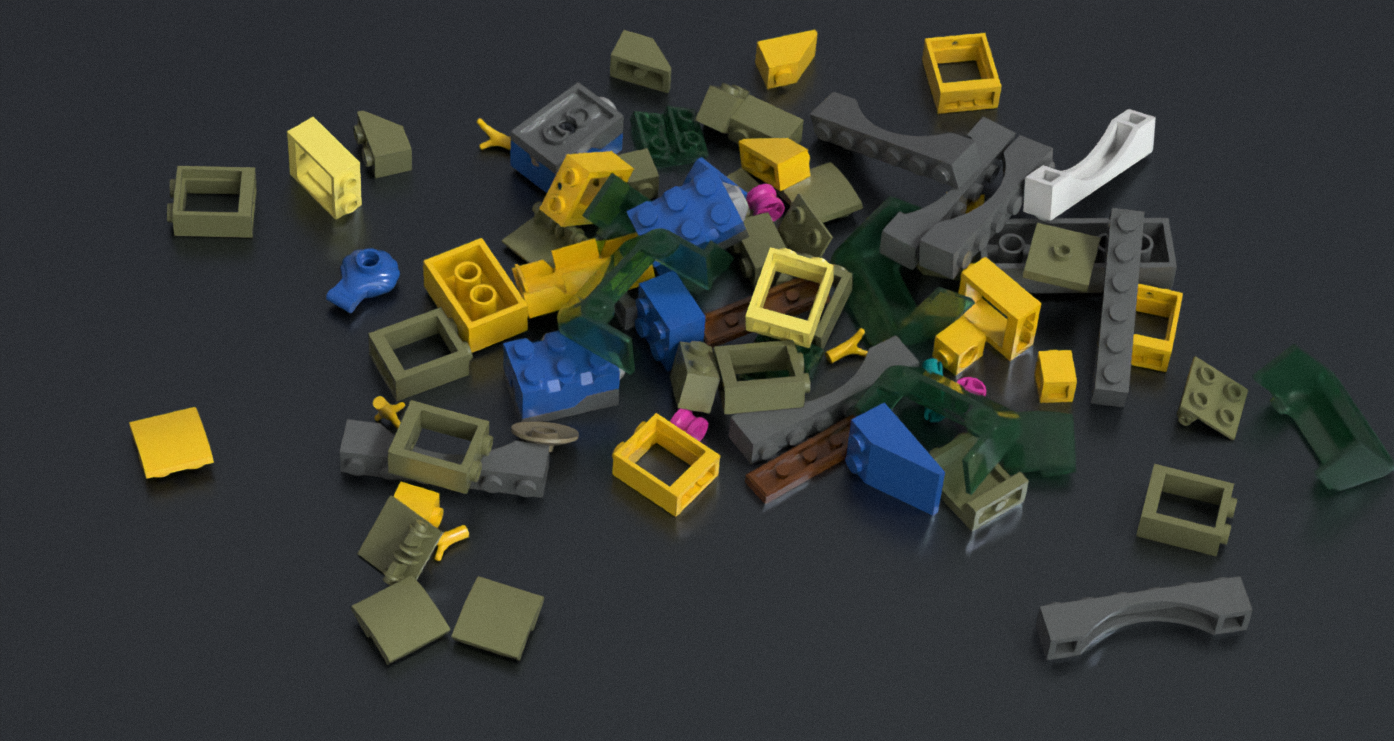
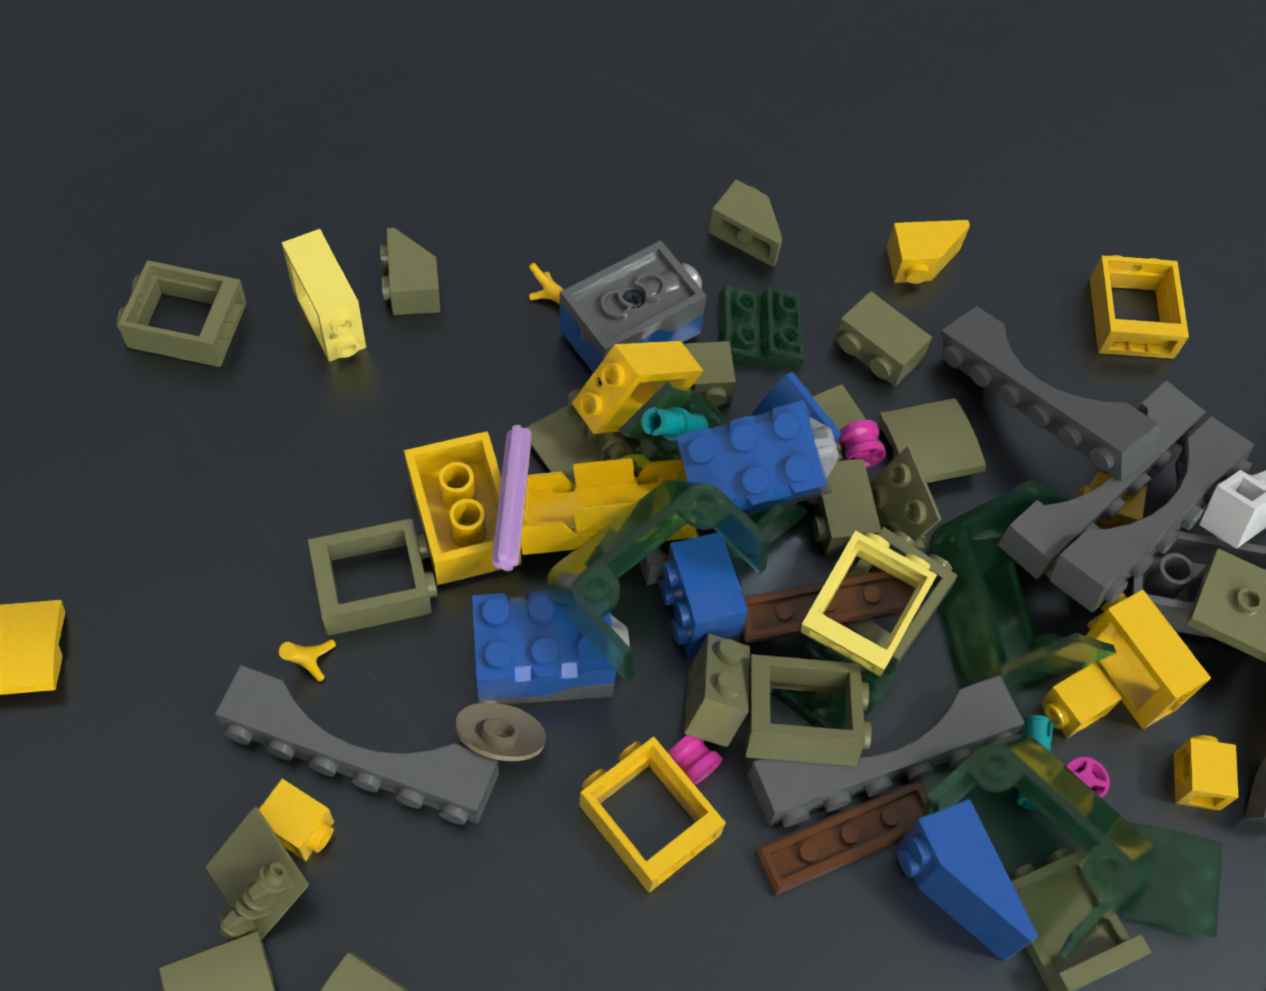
camera: 10 degrees right, 10 degrees up
(364, 275) = (336, 448): blue animal -> none
(431, 470) = (303, 718): olive window -> none
(450, 537) = (326, 871): yellow bar -> none
(514, 275) = (512, 498): none -> lavender axle
(617, 204) = (672, 422): none -> teal pin
(720, 105) = (833, 298): olive slope -> none
(775, 161) = (886, 386): yellow slope -> none
(846, 348) = (931, 671): yellow bar -> none

